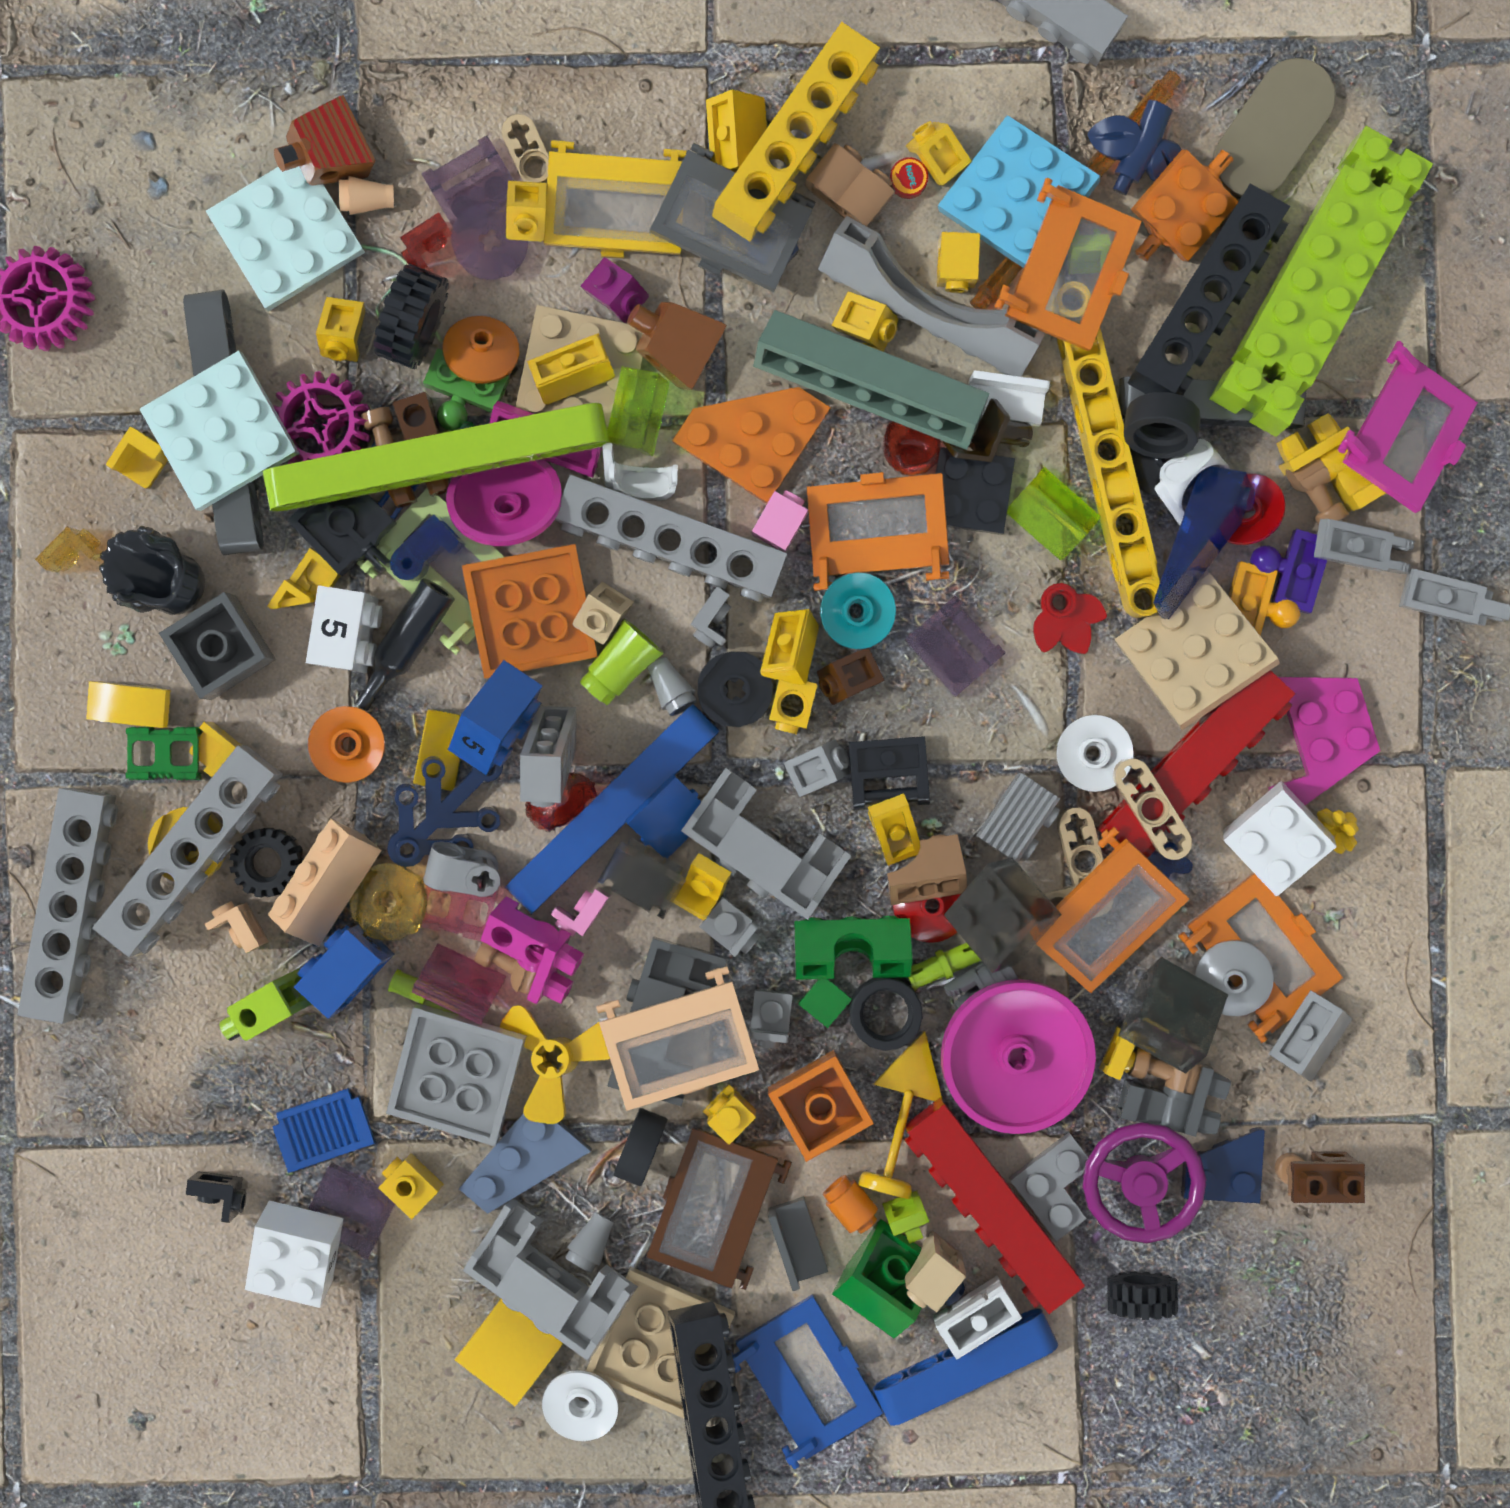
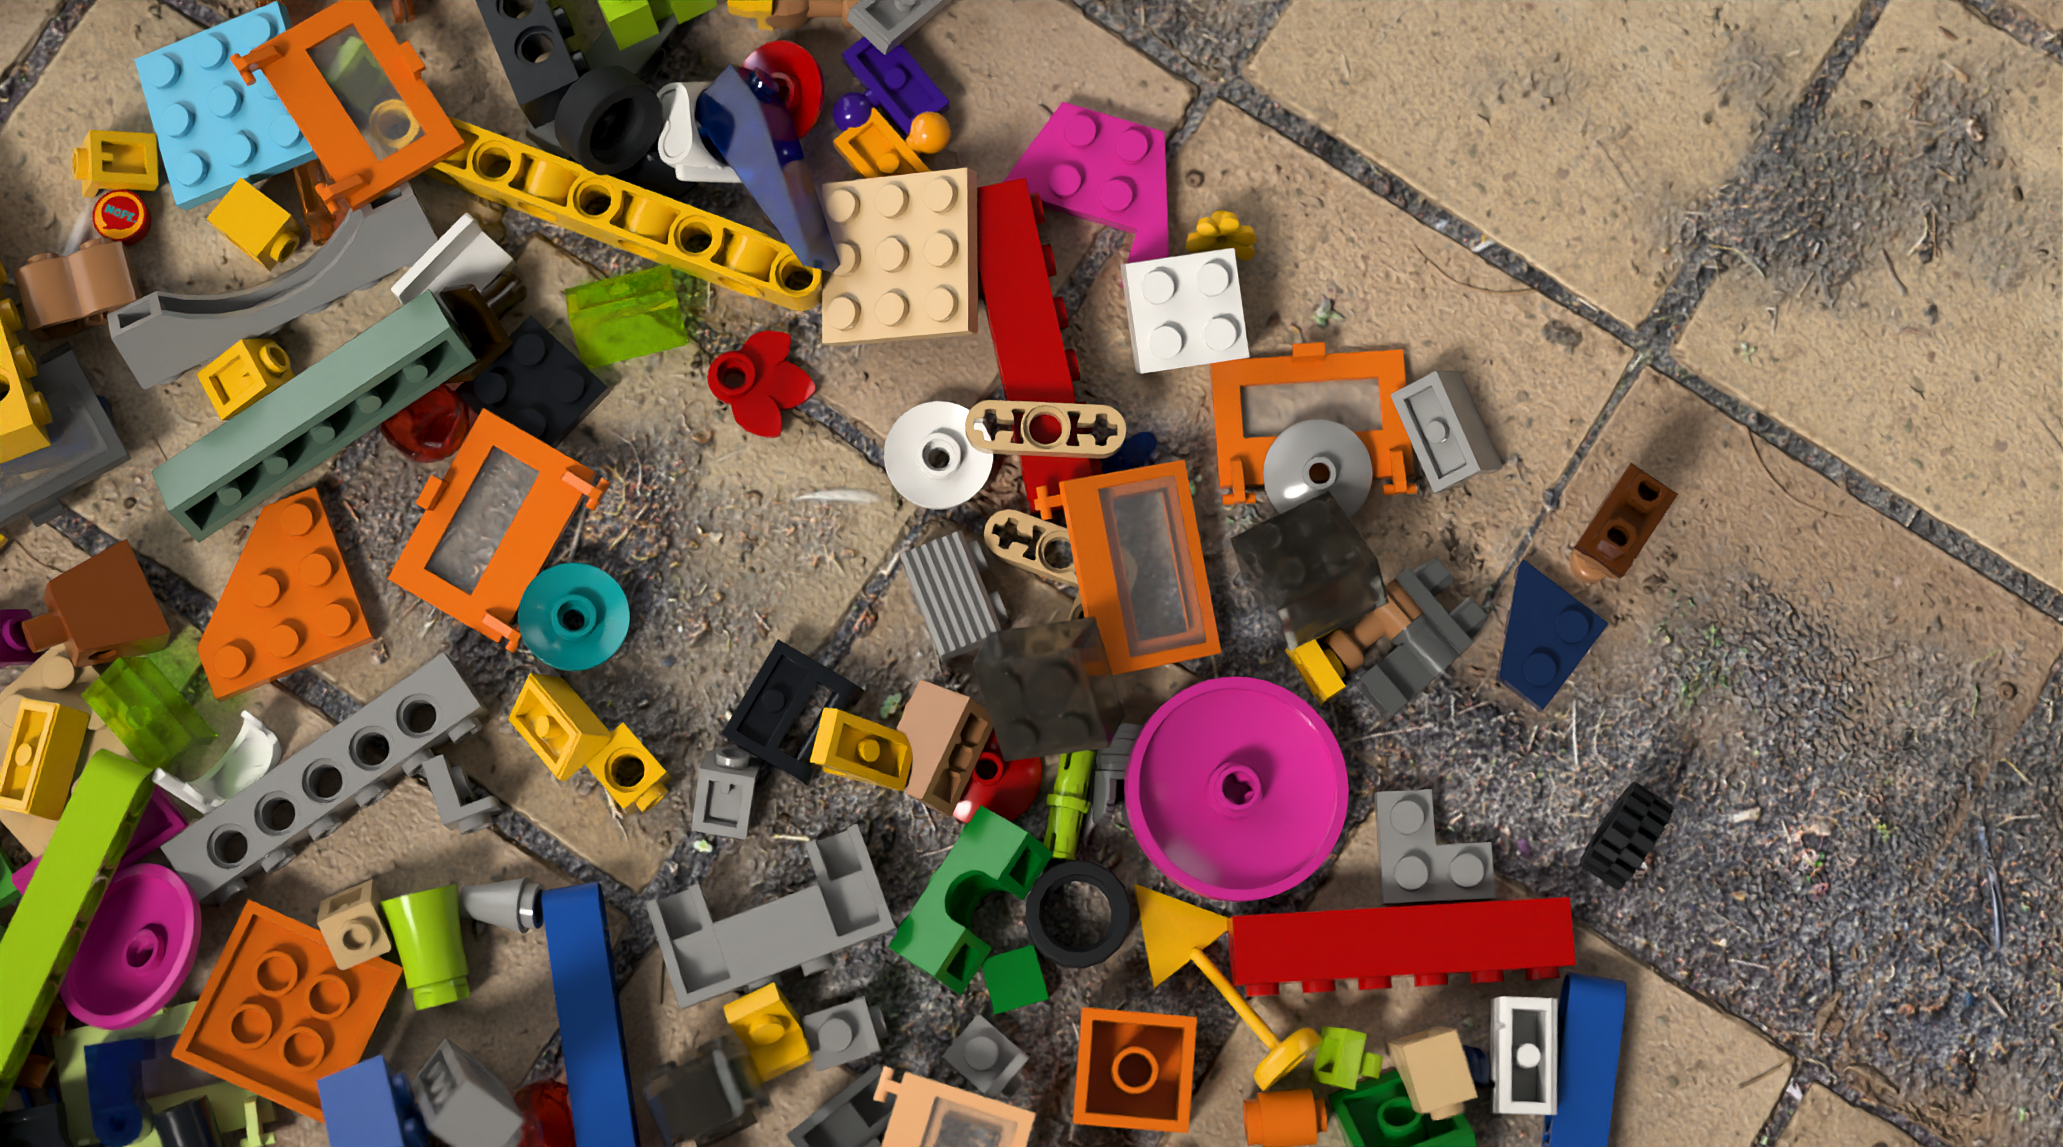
camera: 60 degrees left, 10 degrees down
(664, 816) = (649, 1019): blue piece -> none
(713, 691) = (535, 812): black plate -> none
(780, 520) = (401, 634): bright pink brick -> none
(849, 676) = (644, 680): reddish brown bracket -> none
(945, 654) = (699, 550): clear purple plate -> none
(1144, 1182) = (1489, 741): magenta piece -> none

